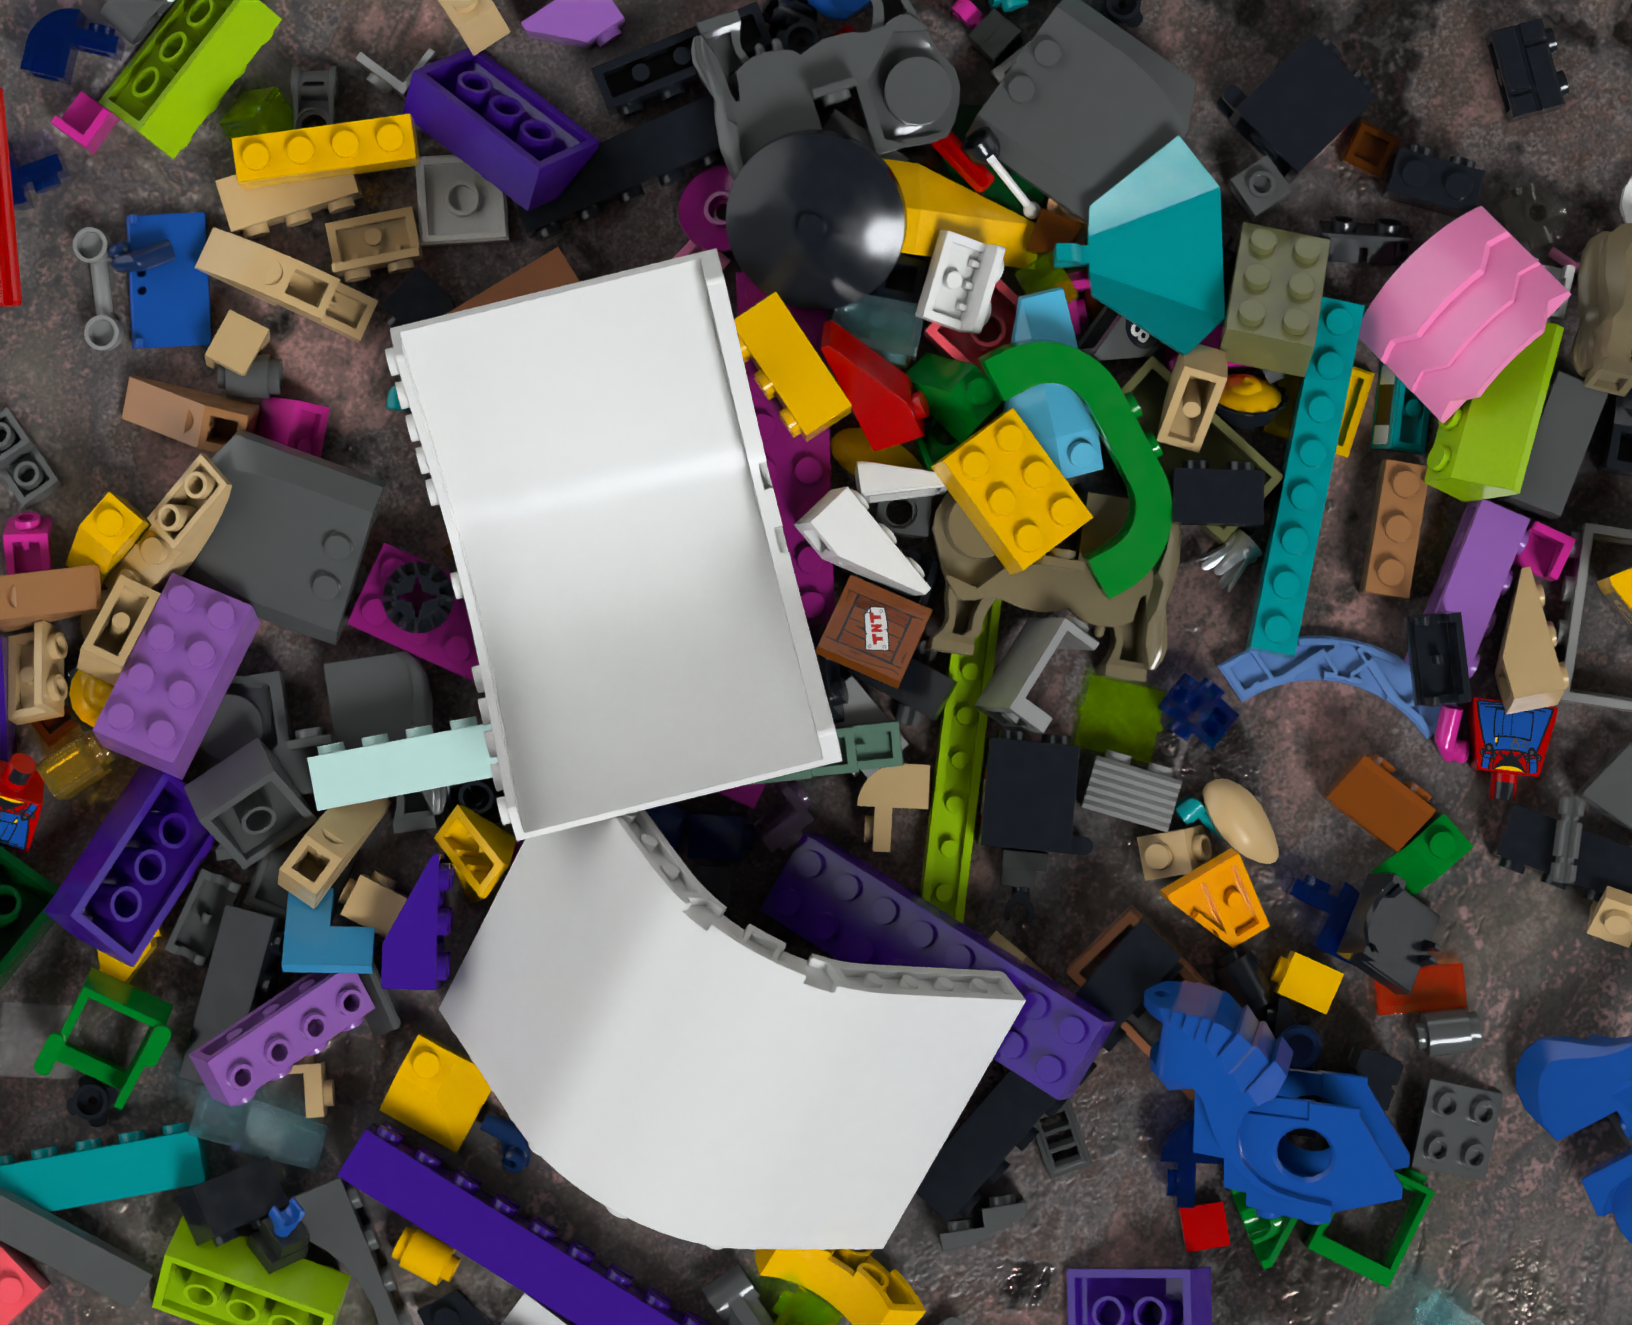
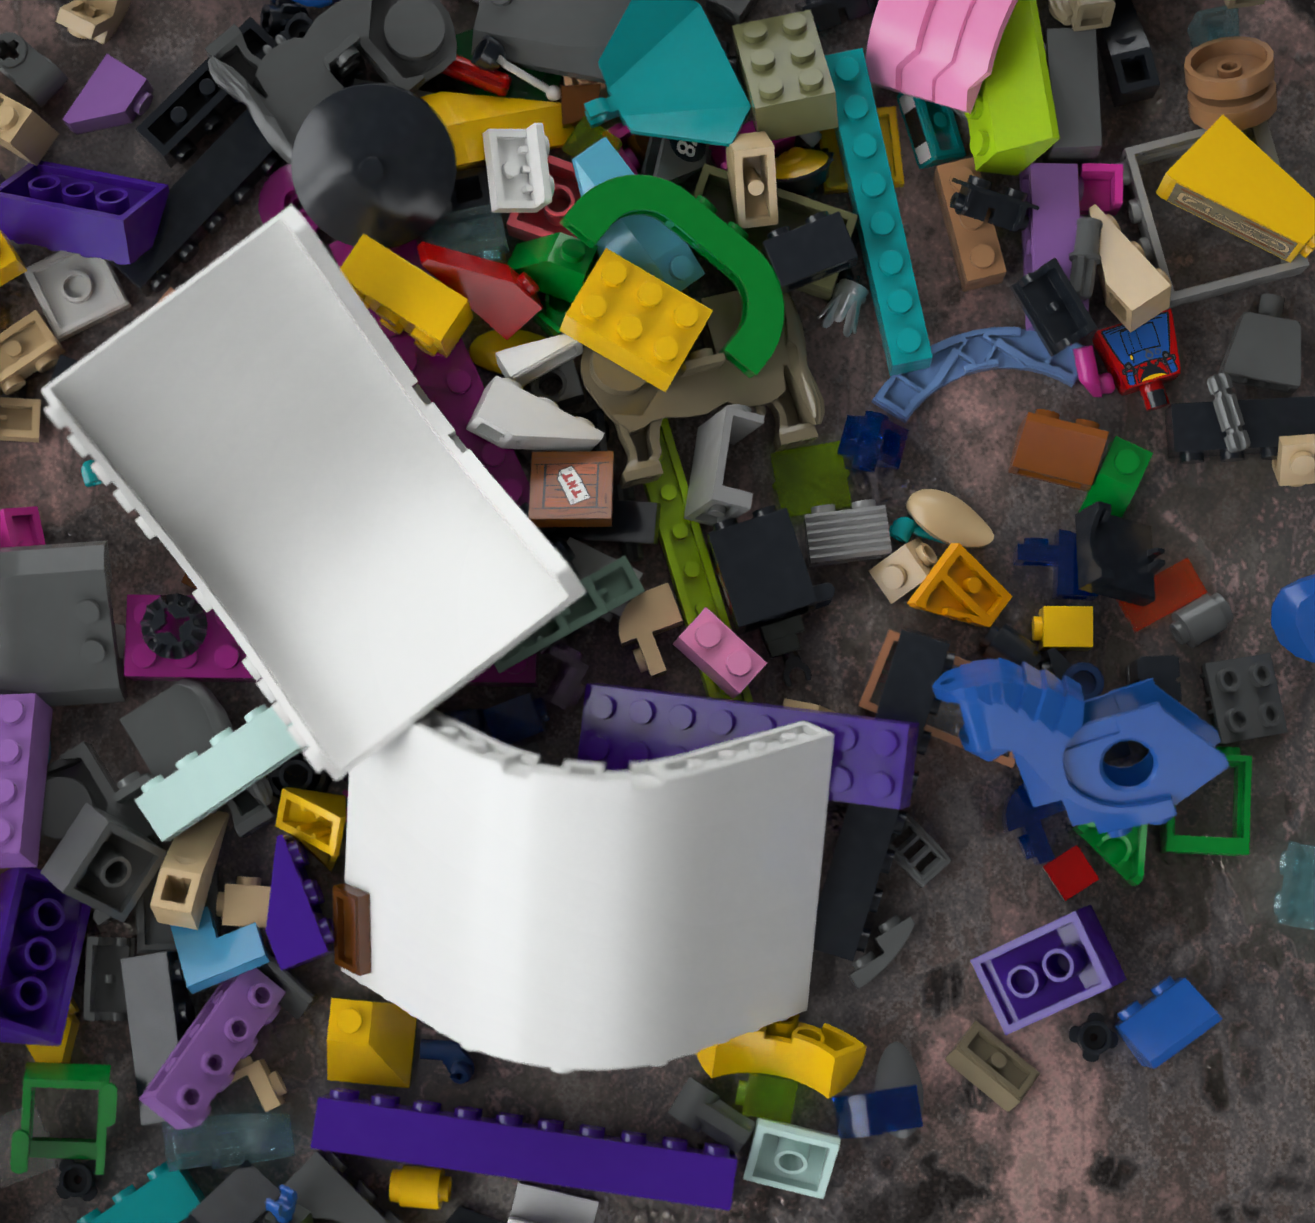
camera: 15 degrees left, 5 degrees down
(468, 977) = (352, 929): none -> reddish brown tile
(950, 859) = (719, 653): none -> bright pink brick
(1413, 511) = (976, 198): none -> black hinge
(1493, 620) = (1085, 256): none -> dark grey axle

